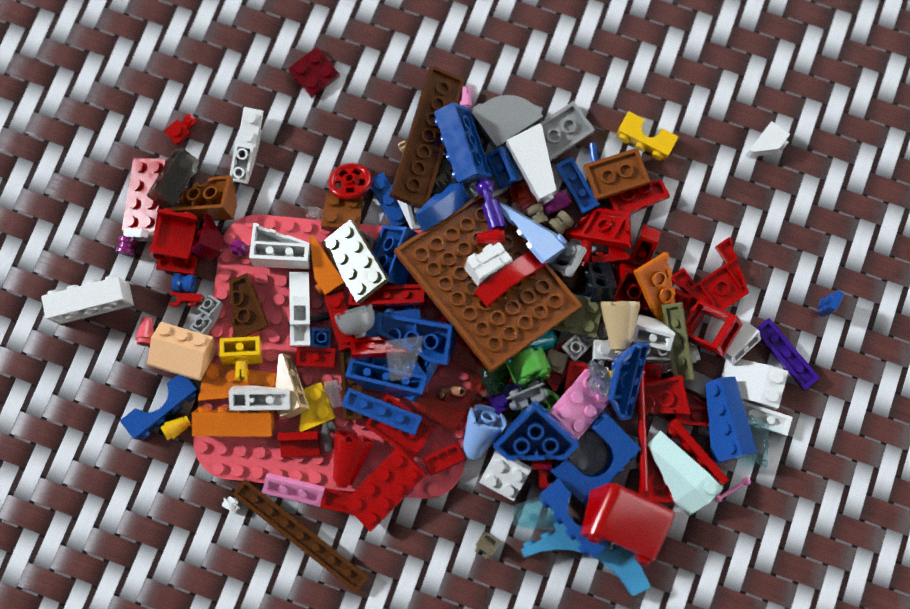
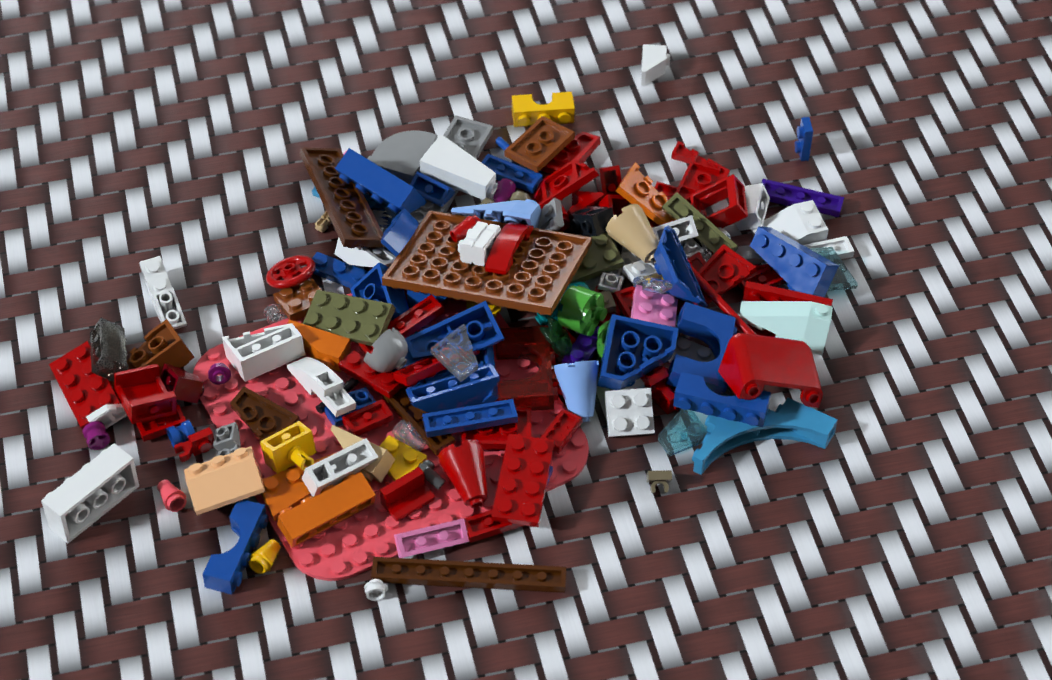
camera: 35 degrees left, 30 degrees down
(179, 131) = (82, 321): red plate -> none
(314, 72) = (186, 213): dark red plate -> none
(444, 391) = (526, 372): nougat arm -> none
(491, 206) = (445, 212): dark purple piece -> none
(519, 397) = (593, 337): light grey hinge -> none
(522, 195) = (460, 199): clear red bracket -> none
(746, 481) = (837, 331): bright pink hinge -> none

